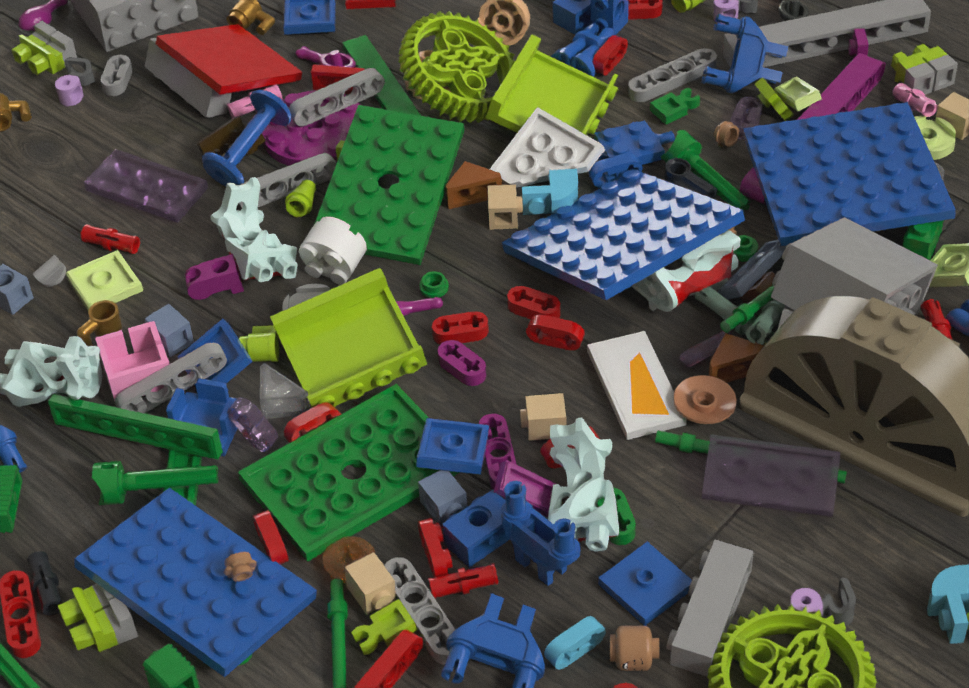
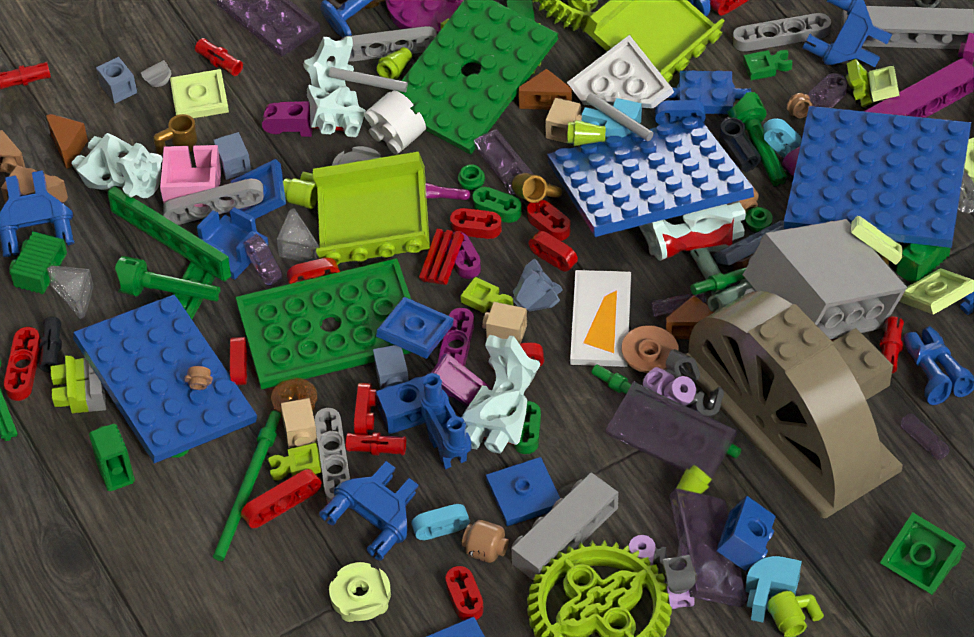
camera: 20 degrees right, 5 degrees up
(45, 513) = (74, 287): none -> clear slope
(285, 216) = (368, 79): none -> light grey bar
(432, 349) = (437, 257): none -> red tile
(461, 260) = (501, 157): none -> clear purple plate
(473, 302) = (497, 203): none -> green beam
(505, 396) = (482, 294): none -> lime plate
(506, 276) = (534, 188): none -> pearl gold piece
(534, 210) = (585, 133): none -> lime cone
(558, 373) = (535, 289): none -> sand blue brick
(562, 185) = (620, 117): none -> light grey bar
(734, 162) = (778, 141): none -> medium azure beam
(739, 423) = (664, 377): none -> leg
(768, 429) = (684, 392): none -> leg
(820, 523) = (694, 480): none -> lime cone
(871, 624) = (679, 582): none -> dark grey leg
(874, 581) = (699, 529): none -> clear purple plate
(882, 228) = (876, 239): none -> yellowish green tile
(907, 553) = (746, 533): none -> blue brick

